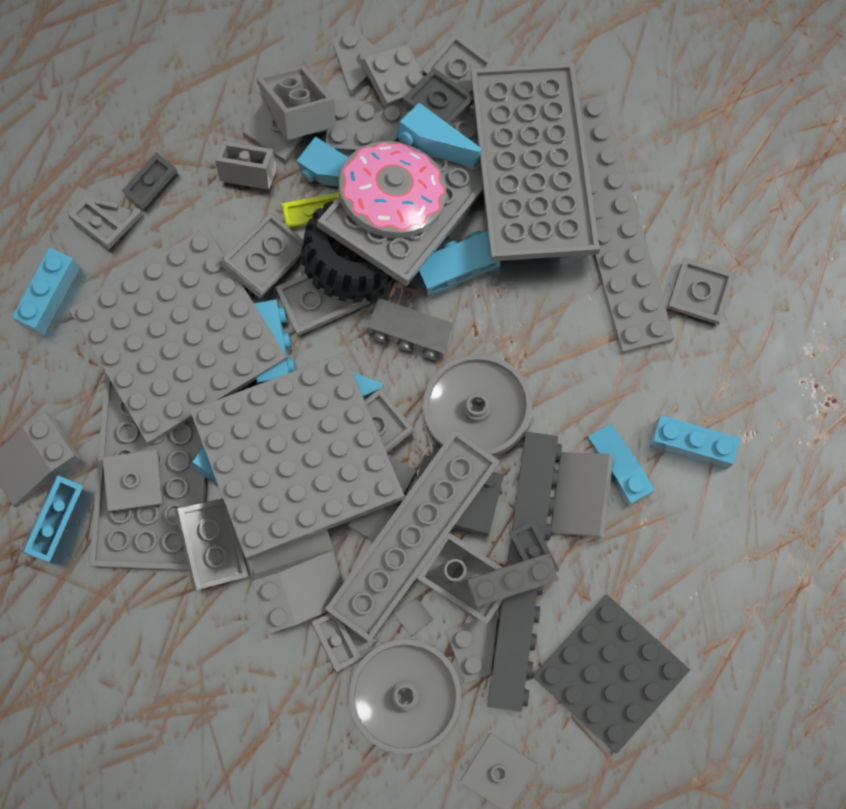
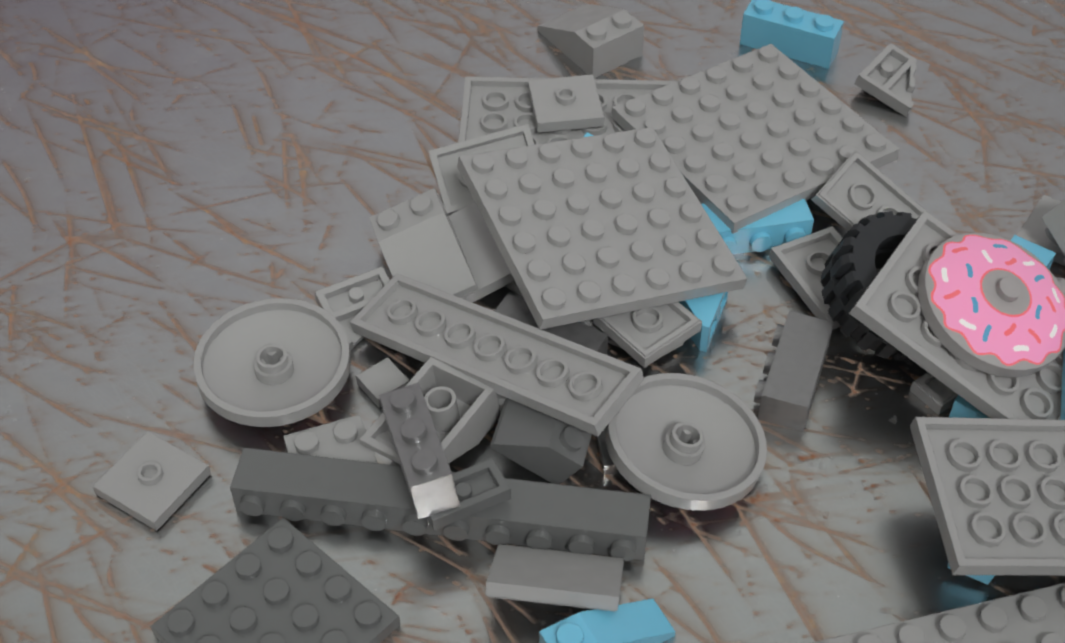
camera: 85 degrees right, 30 degrees down
(52, 519) = (519, 42): medium azure brick -> none
(149, 180) = (951, 114): dark grey plate -> none
(246, 165) = (995, 191): light grey brick -> none
(457, 263) = (889, 404): medium azure brick -> none

